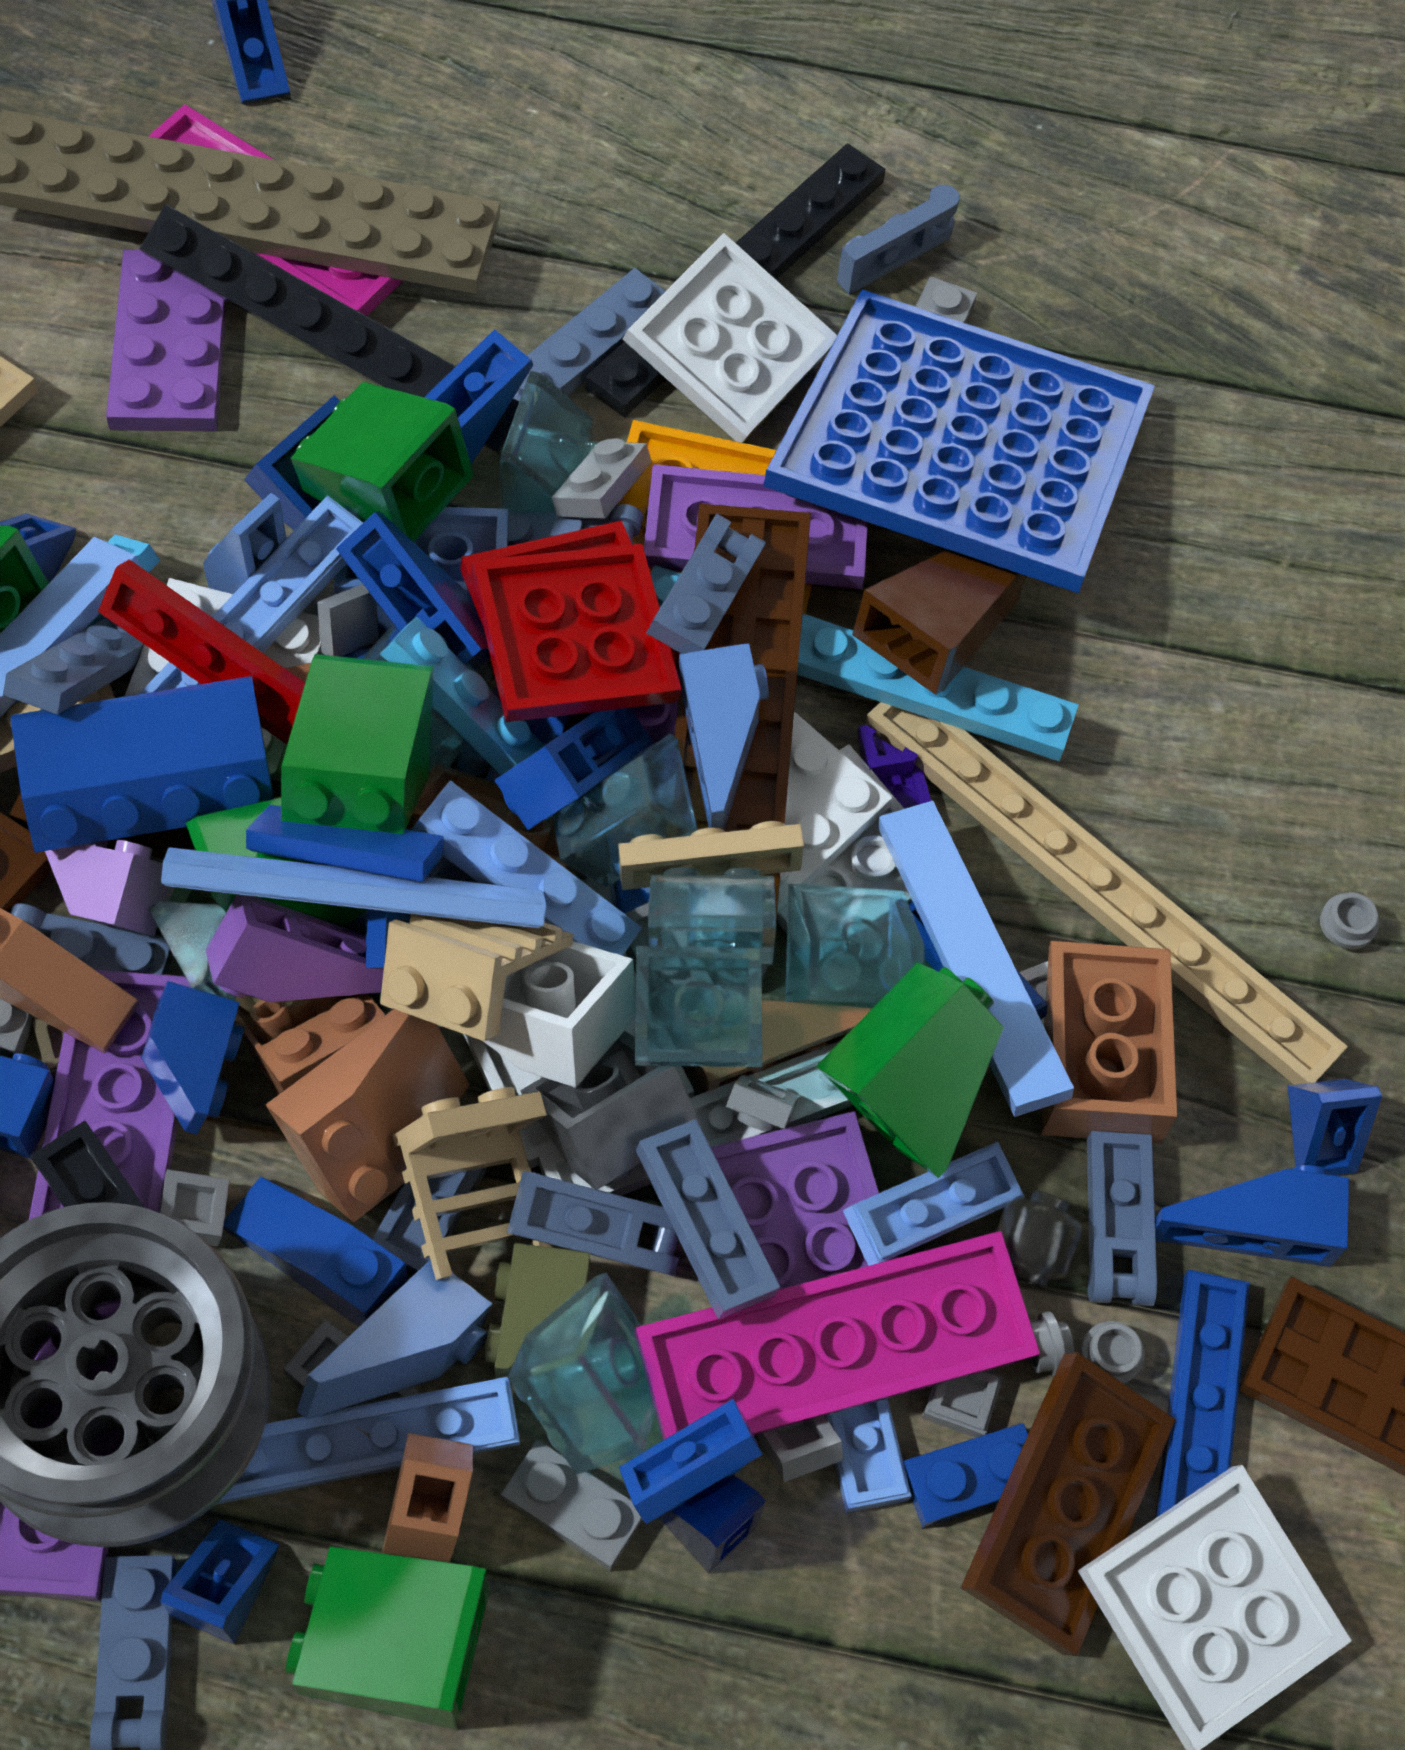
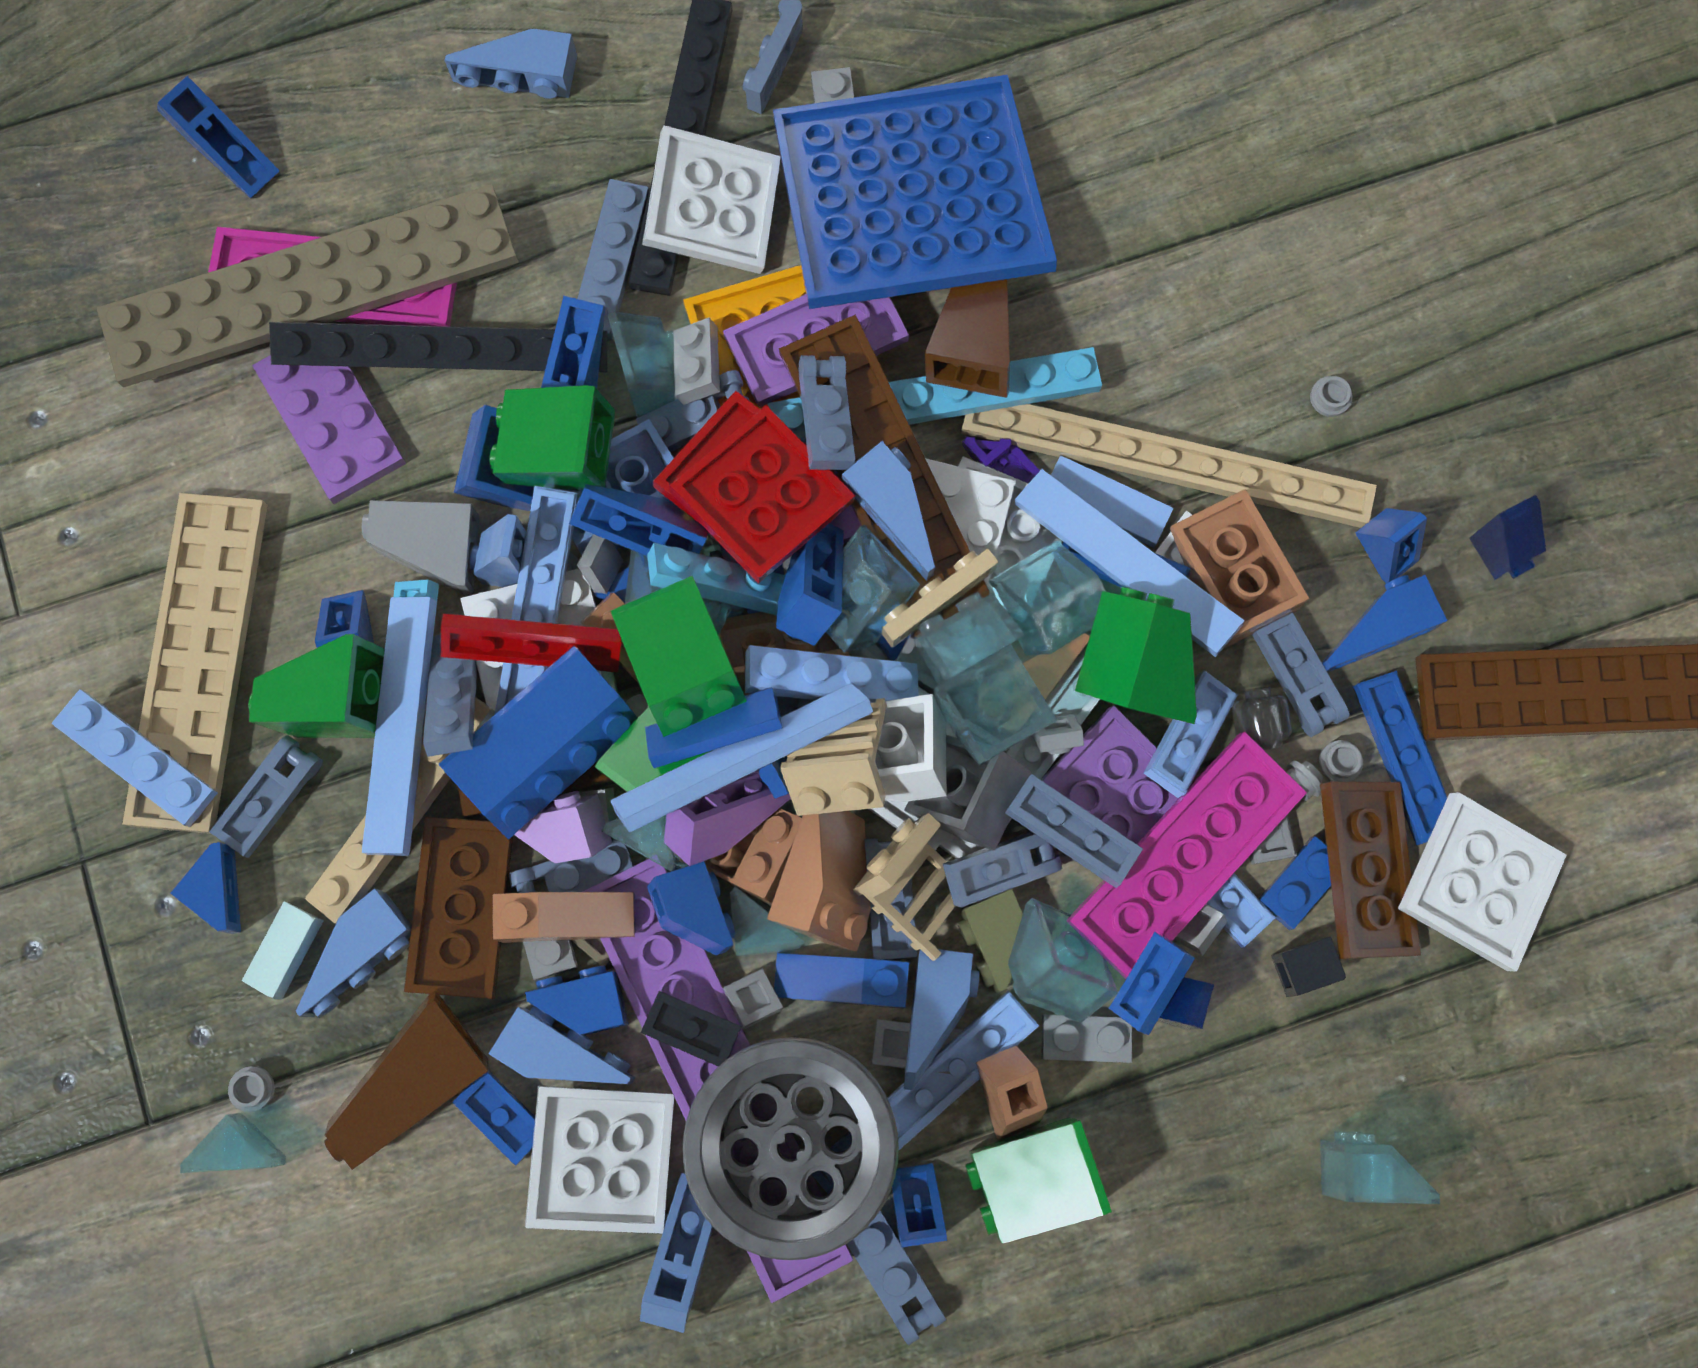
camera: 25 degrees left, 15 degrees up
(177, 505) = (426, 538): none -> light grey slope
(248, 1135) = (757, 934): none -> clear light blue slope
(613, 112) = (523, 62): none -> medium blue slope
(916, 1577) = (1308, 967): none -> black panel
(1012, 903) = (1129, 509): none -> light blue tile

